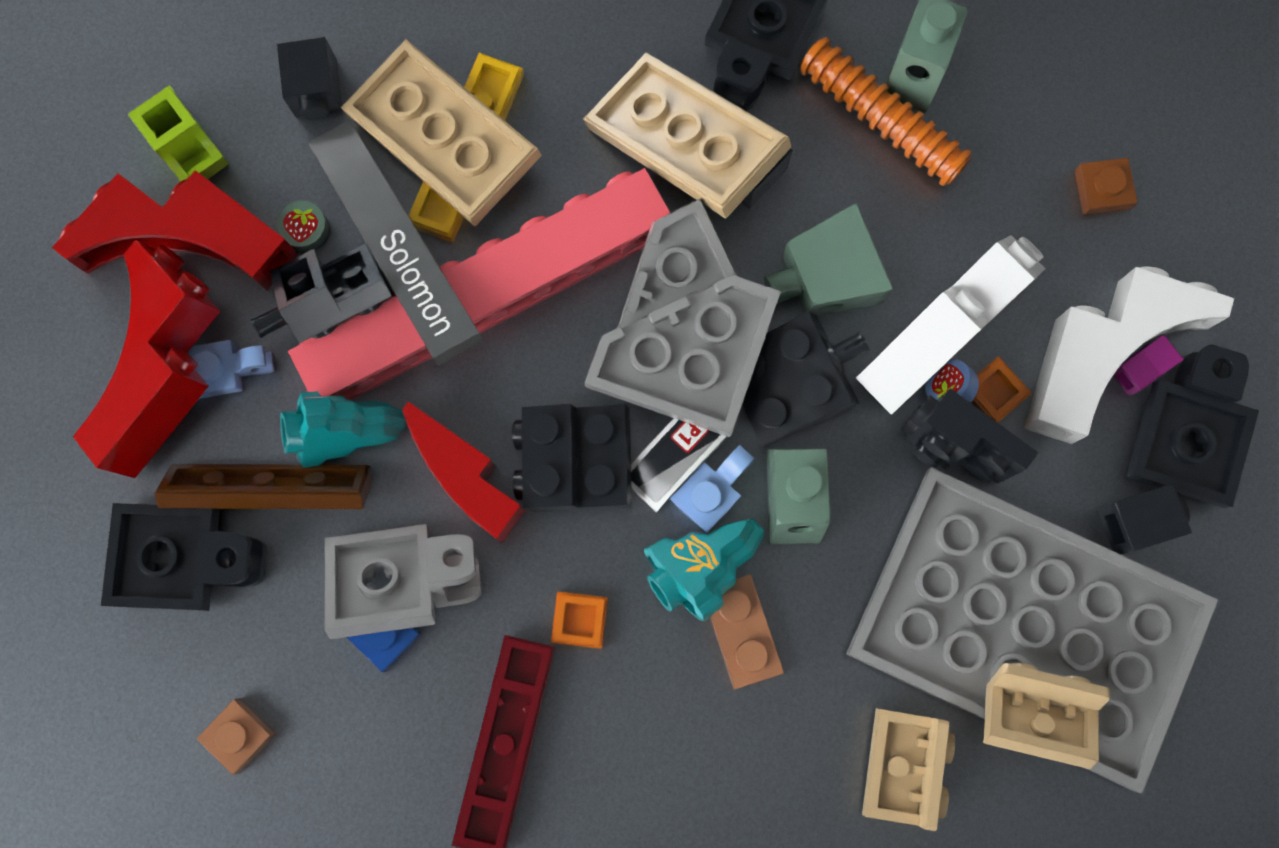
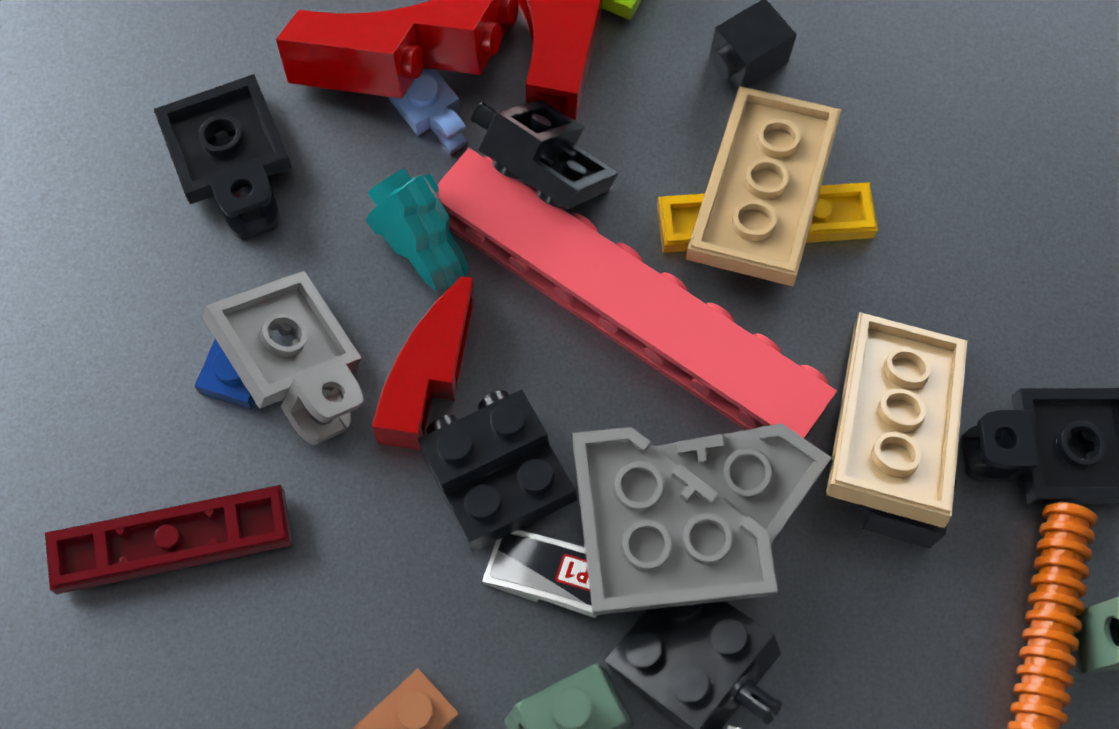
camera: 60 degrees right, 10 degrees down
(236, 736) = (79, 285): nougat plate -> none
(264, 486) = (331, 197): reddish brown tile -> none
(303, 225) = (604, 110): tile -> none
(395, 244) = (623, 194): dark grey tile -> none
(579, 620) = (331, 556): orange tile -> none
(701, 566) = (443, 654): teal rock -> none
(709, 493) = (526, 627): light blue plate -> none
(833, 267) = (841, 643): sand green torso -> none

